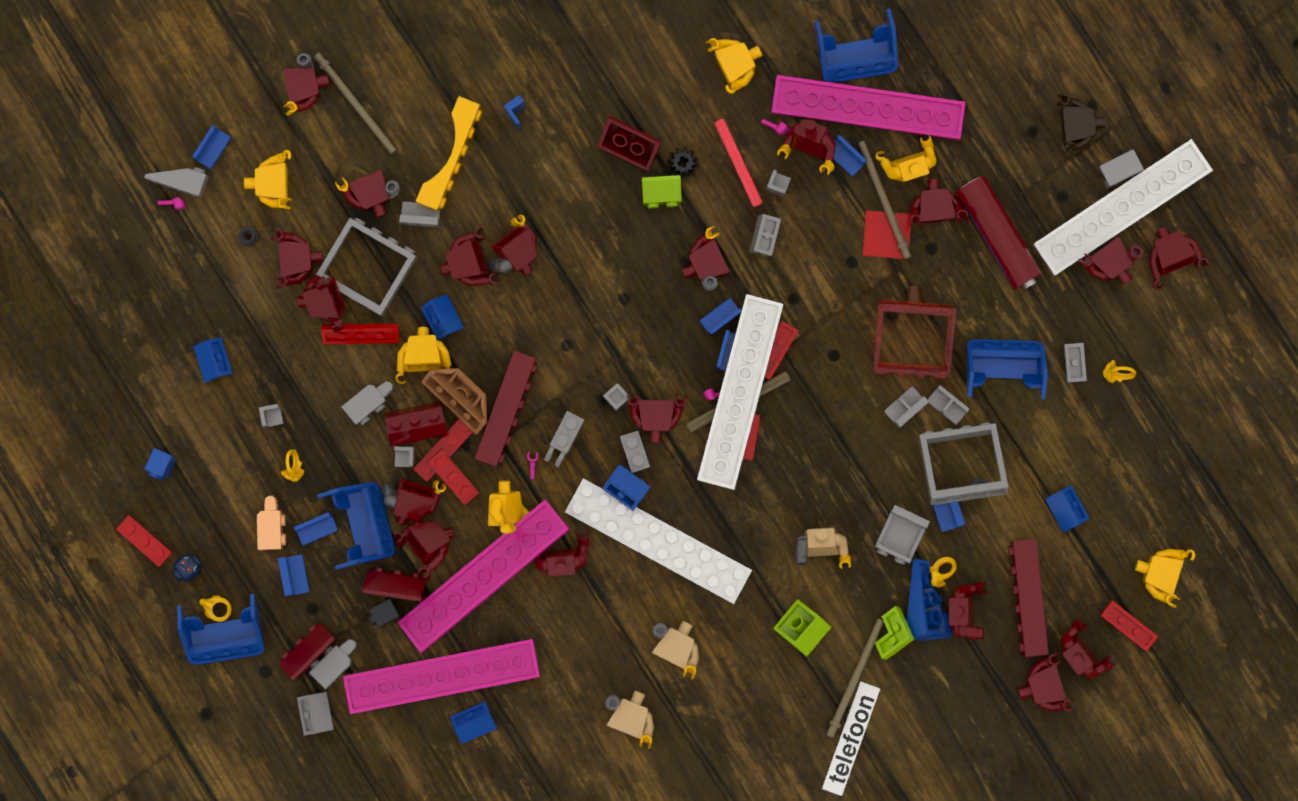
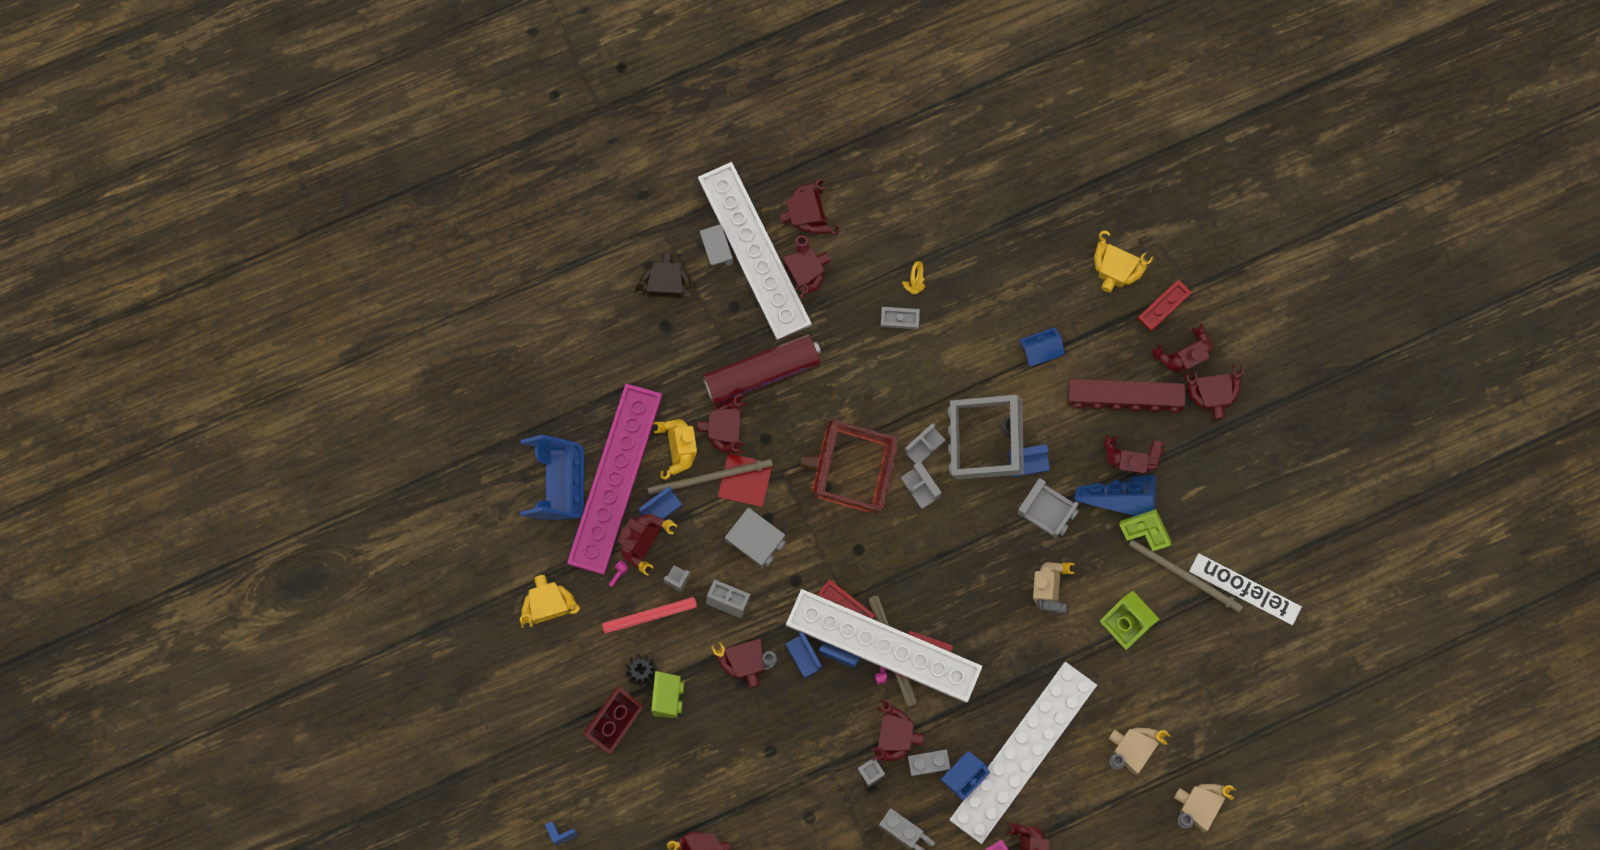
camera: 80 degrees left, 10 degrees down
(828, 253) = (756, 538): none -> light grey panel
(937, 578) = (1096, 479): yellow piece -> none
(1006, 360) = (888, 381): blue windscreen -> none

